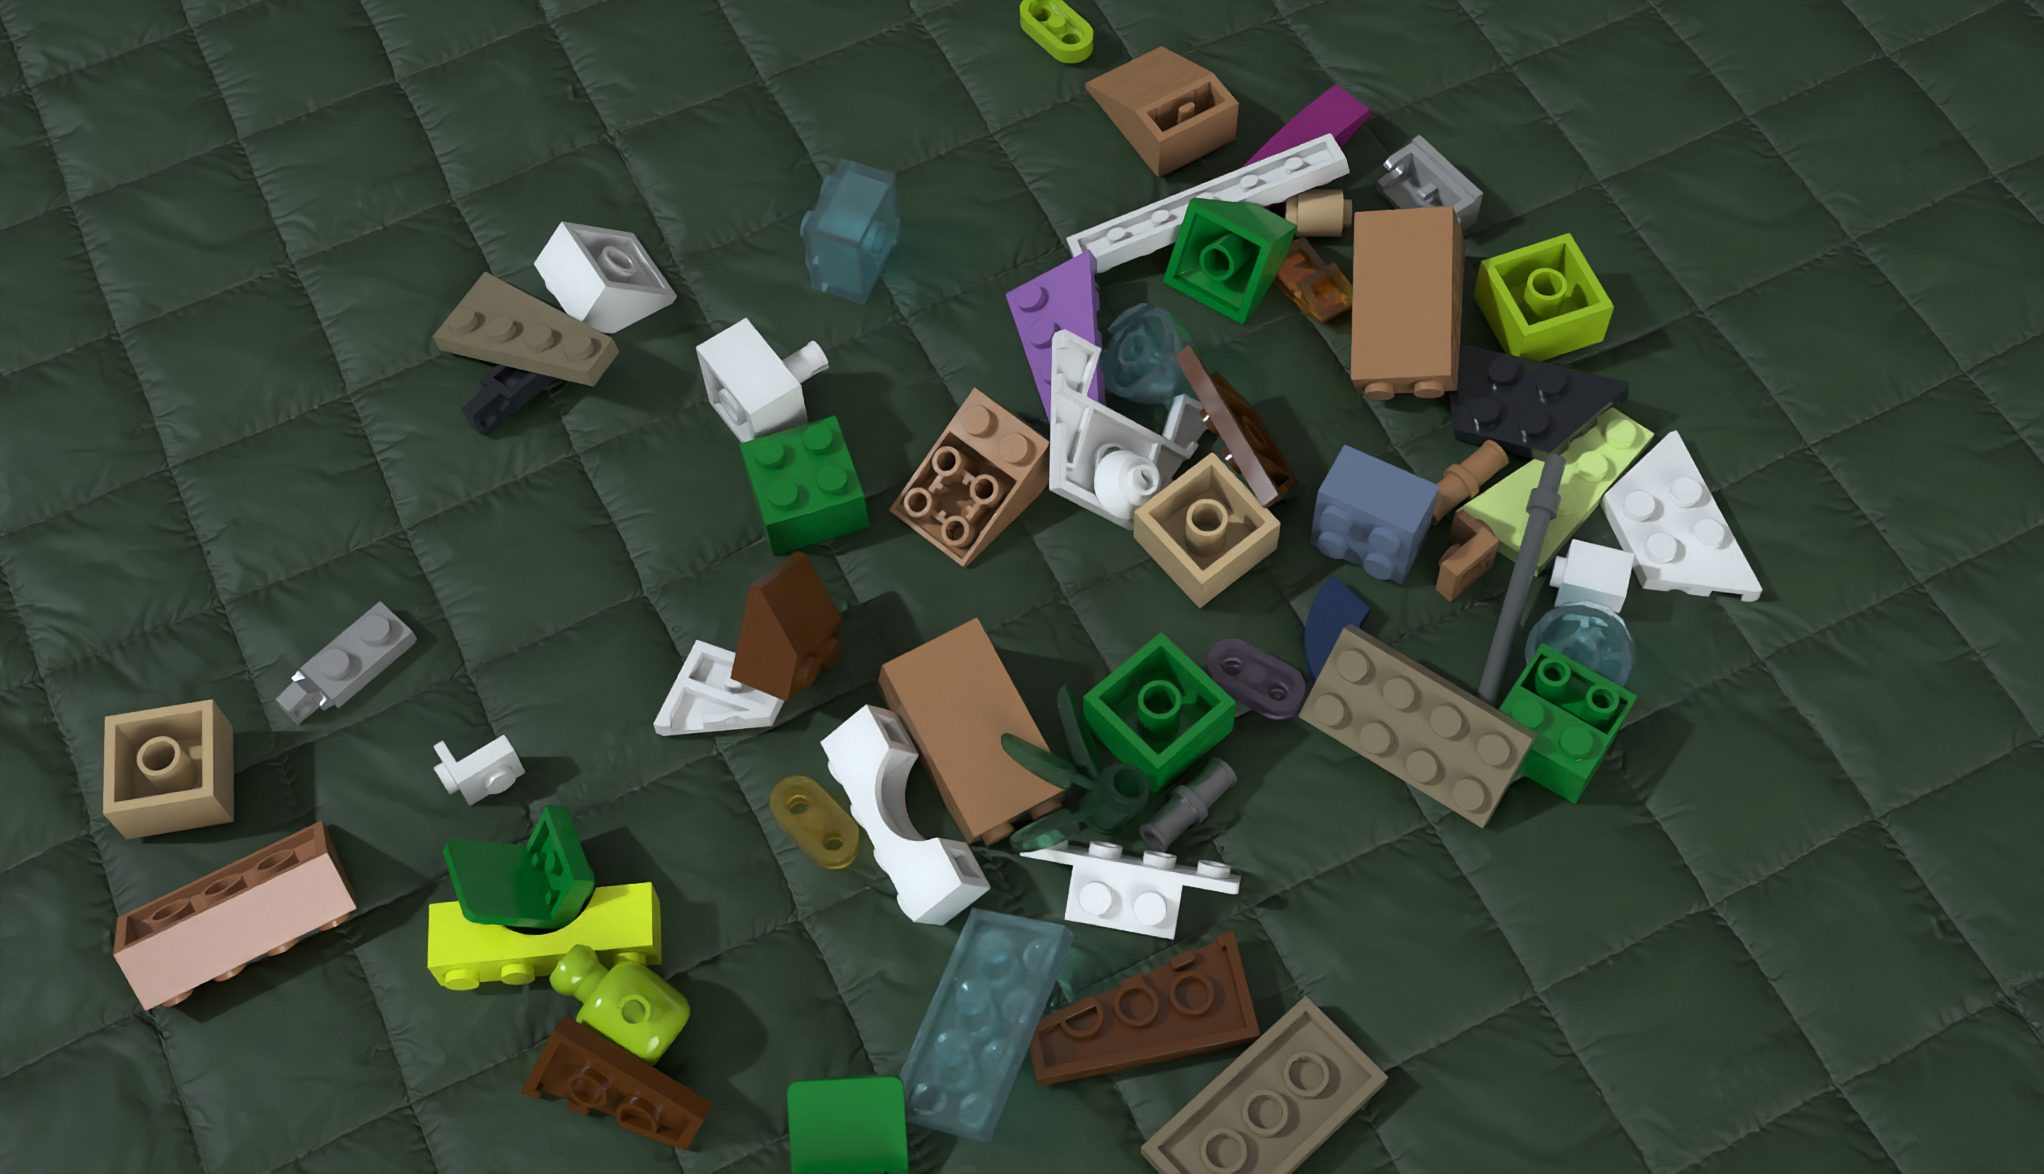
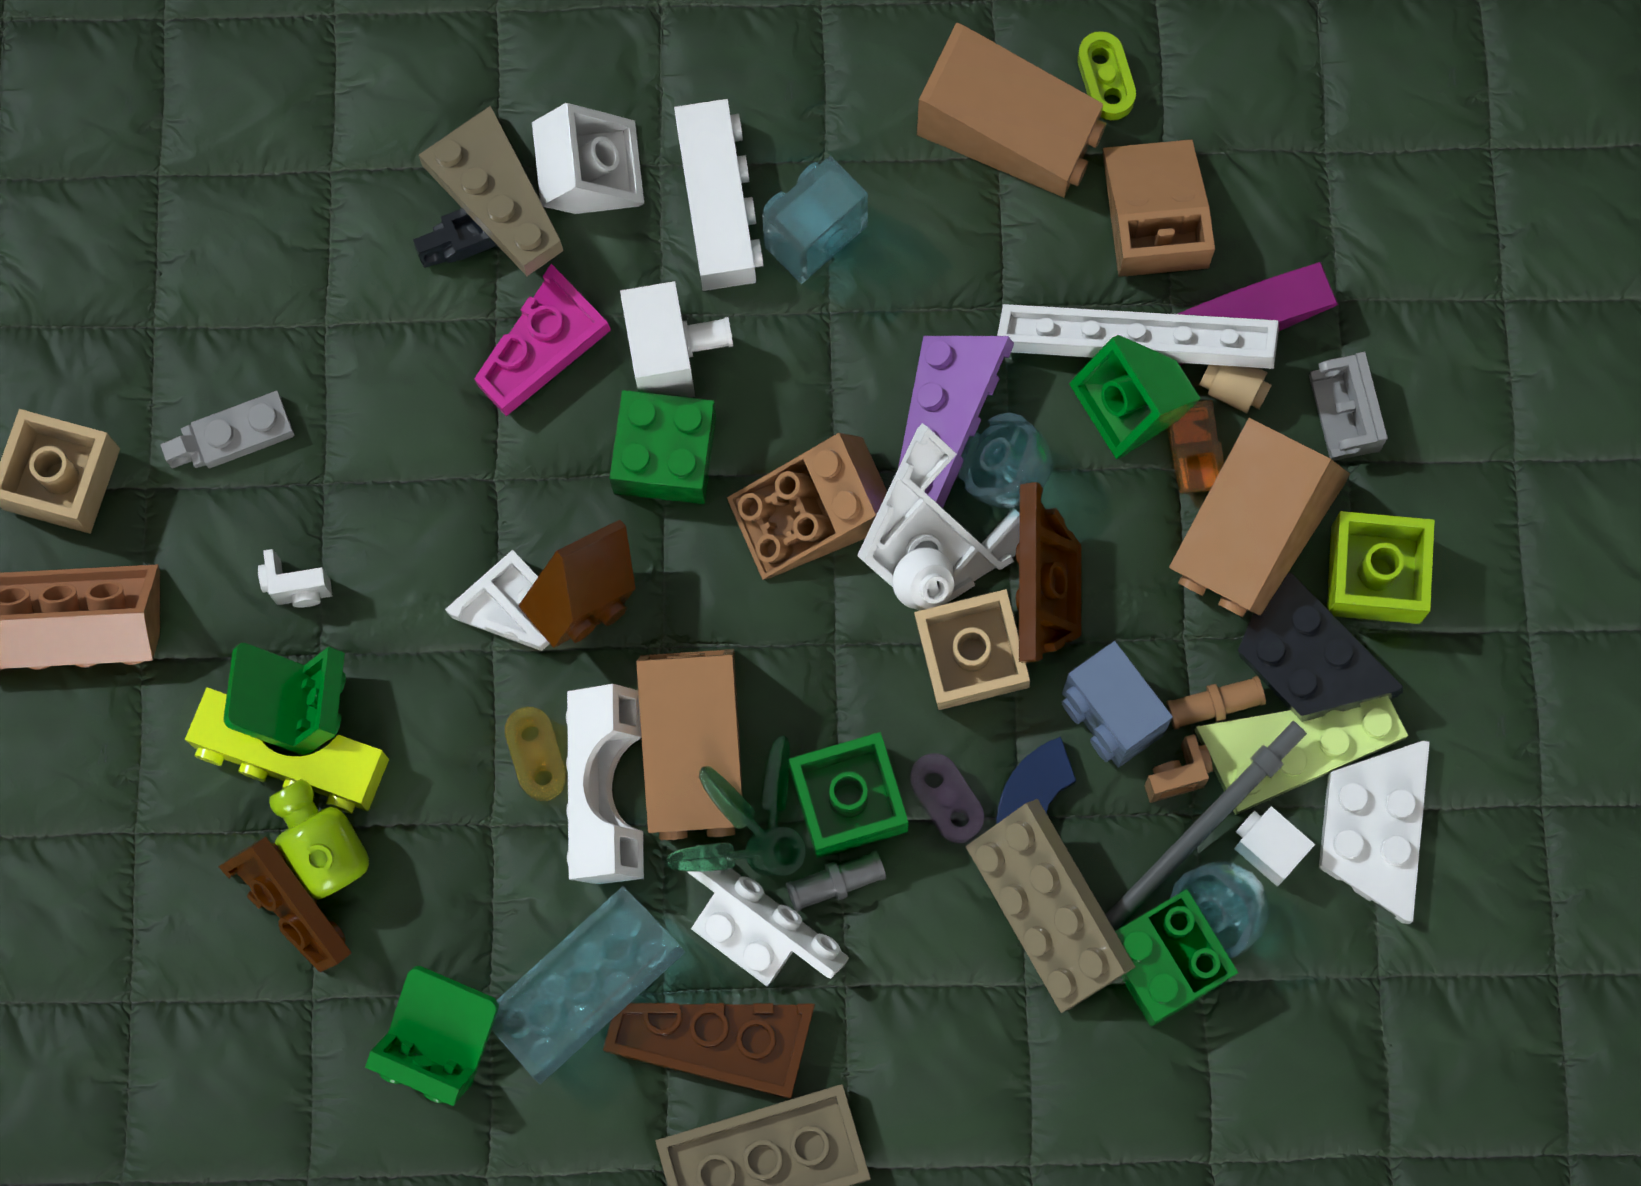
camera: 25 degrees right, 15 degrees up
(634, 449) = (545, 340): none -> dark pink wing
(745, 256) = (716, 195): none -> white brick
(985, 83) = (1008, 113): none -> medium nougat slope

